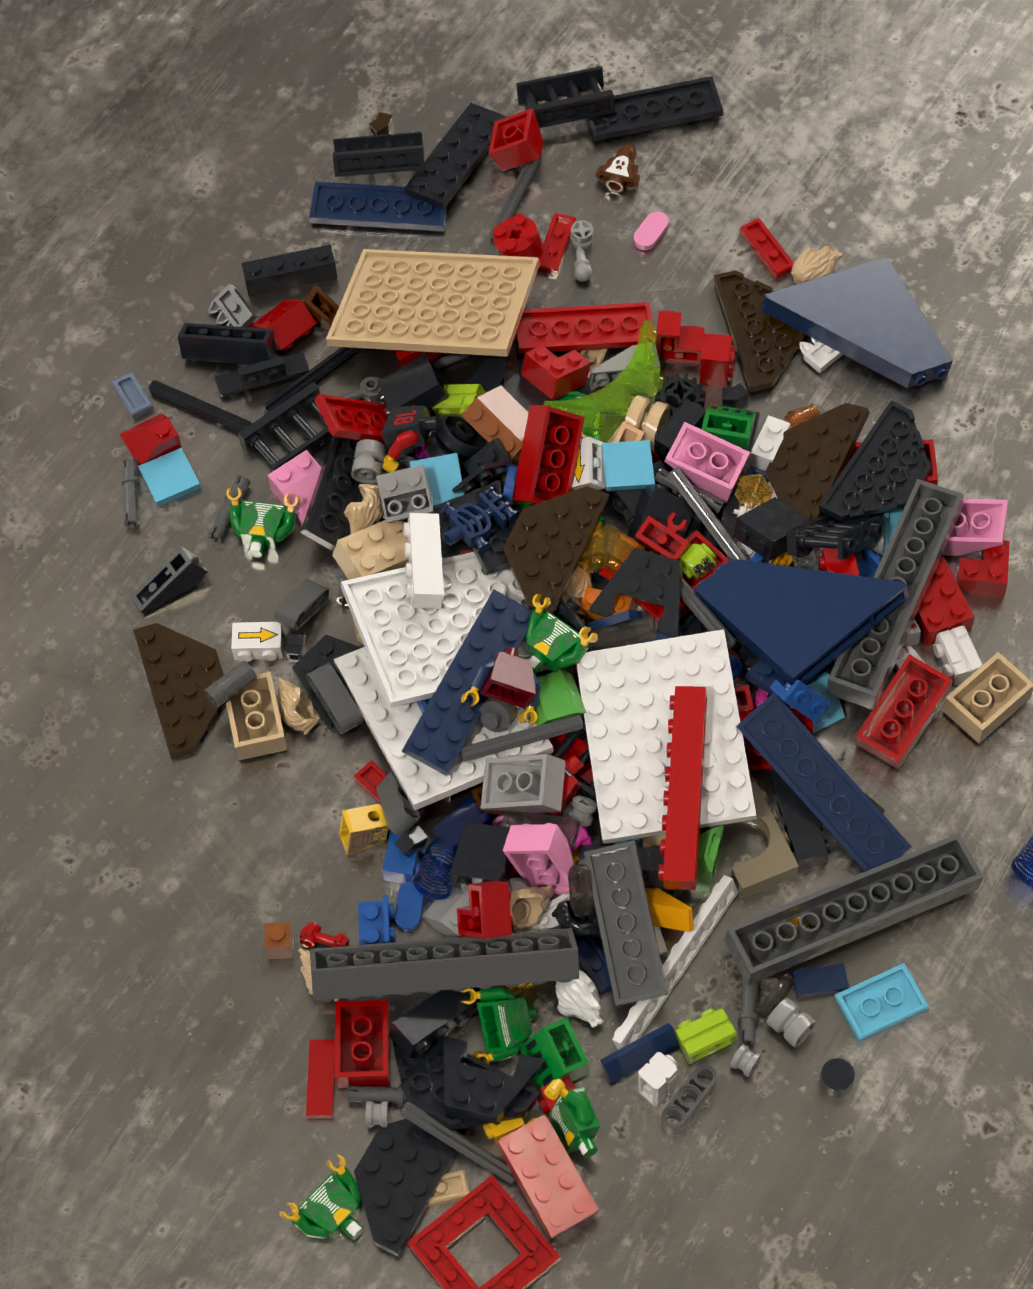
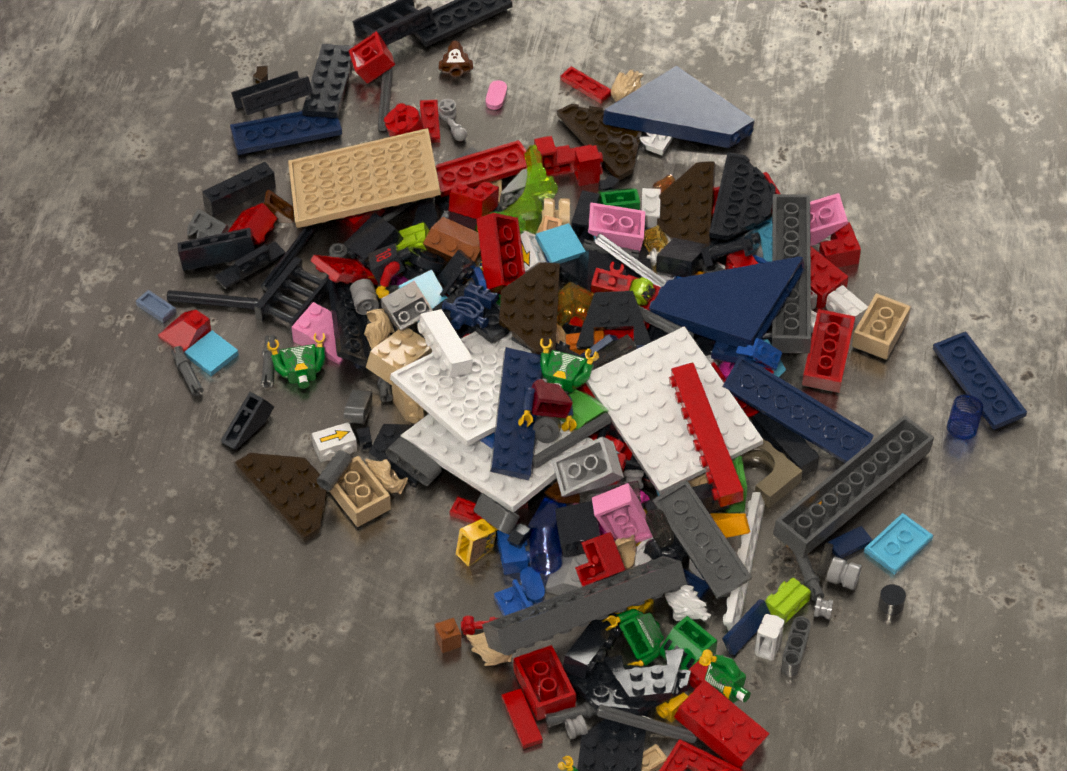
camera: 25 degrees left, 10 degrees down
(686, 388) = (570, 190): black gear -> none

